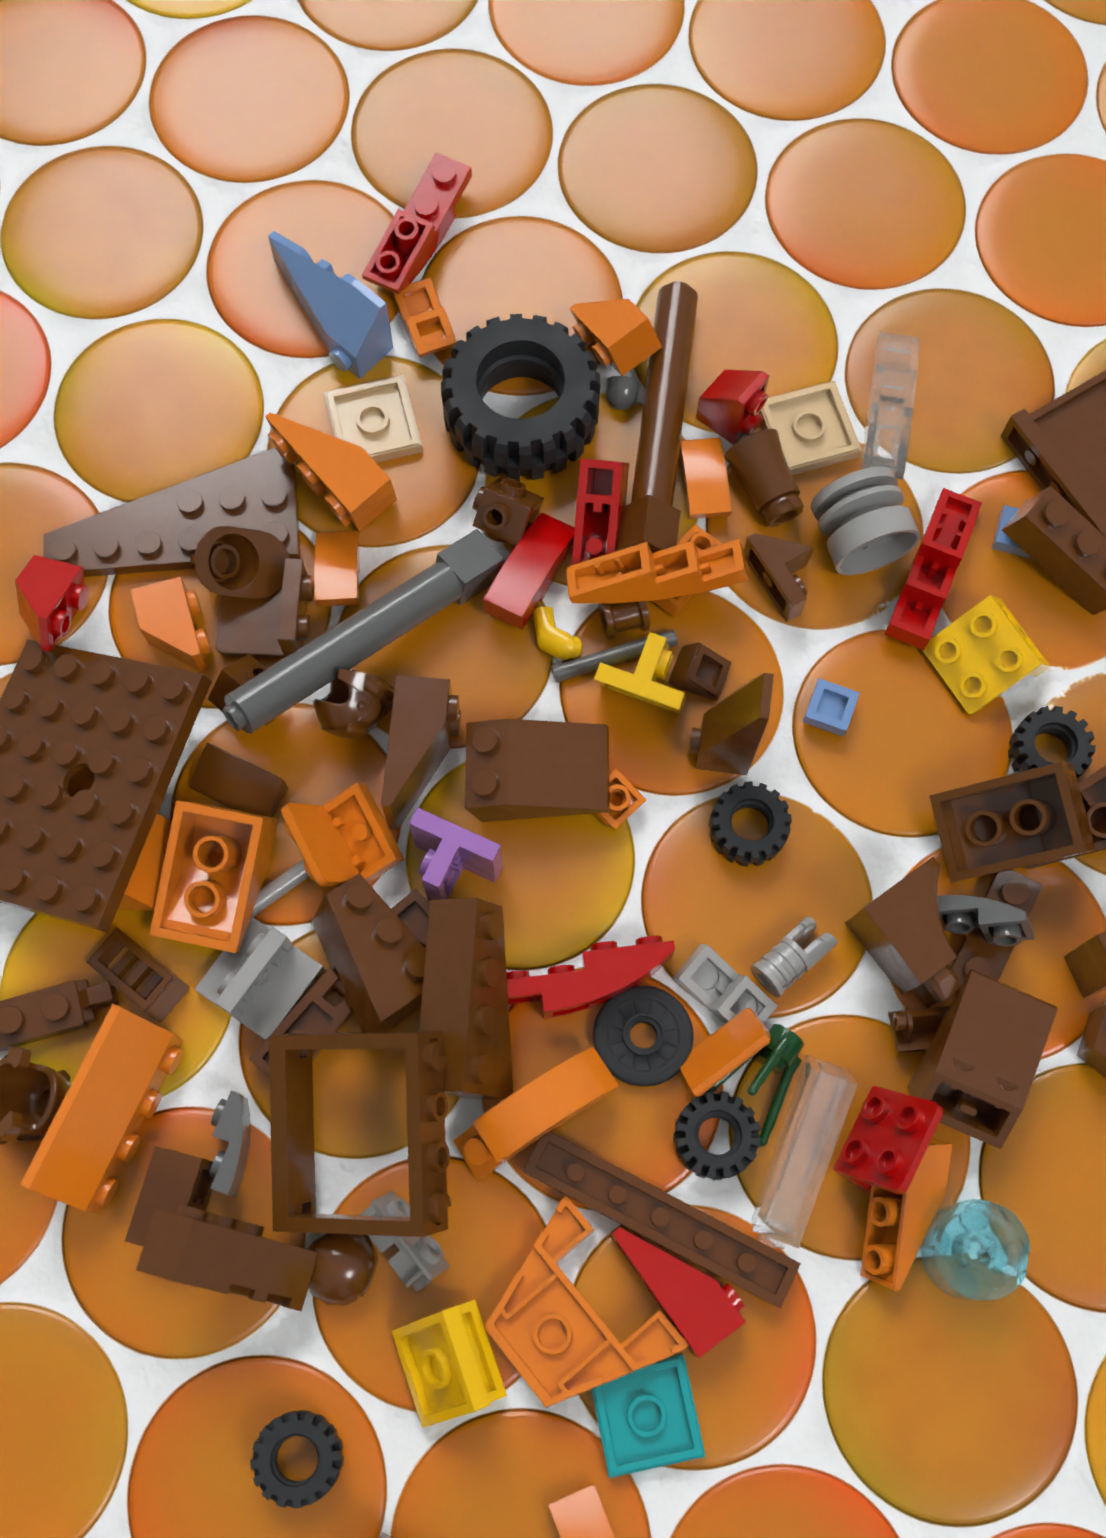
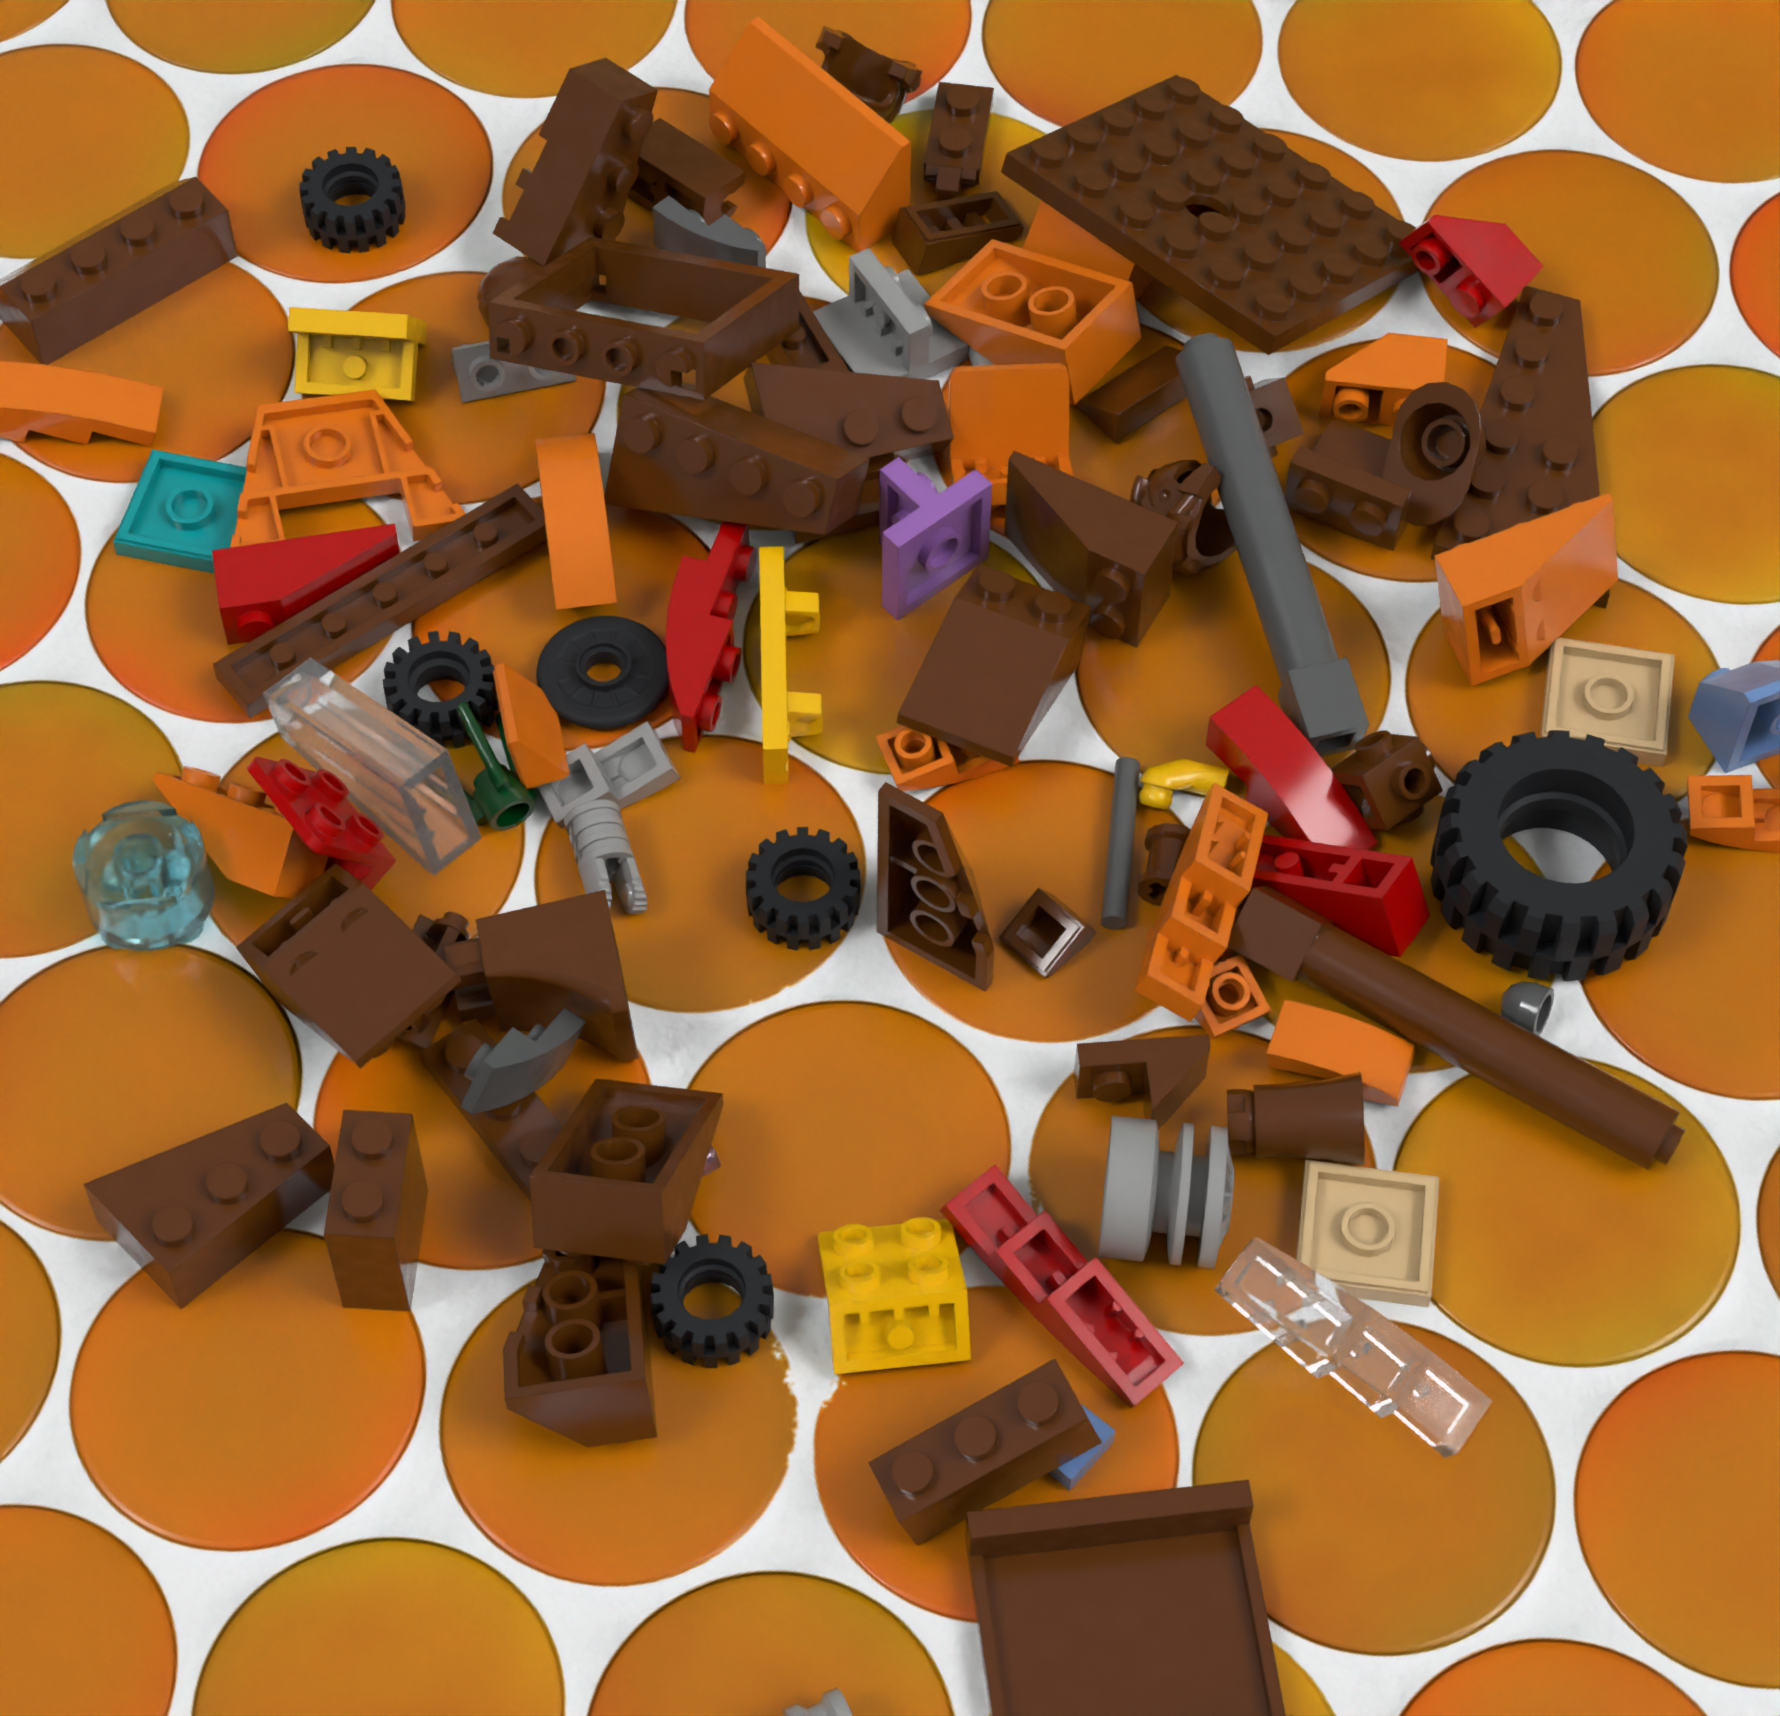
camera: 115 degrees right, 15 degrees down
(336, 568) = (1389, 573): orange slope -> none
(617, 331) = (1609, 1004): orange slope -> none
(625, 901) = (783, 712): none -> yellow hinge
(642, 685) = (1050, 823): yellow bracket -> none
(734, 403) = (1435, 1120): red slope -> none
(831, 707) = (914, 1054): medium blue plate -> none

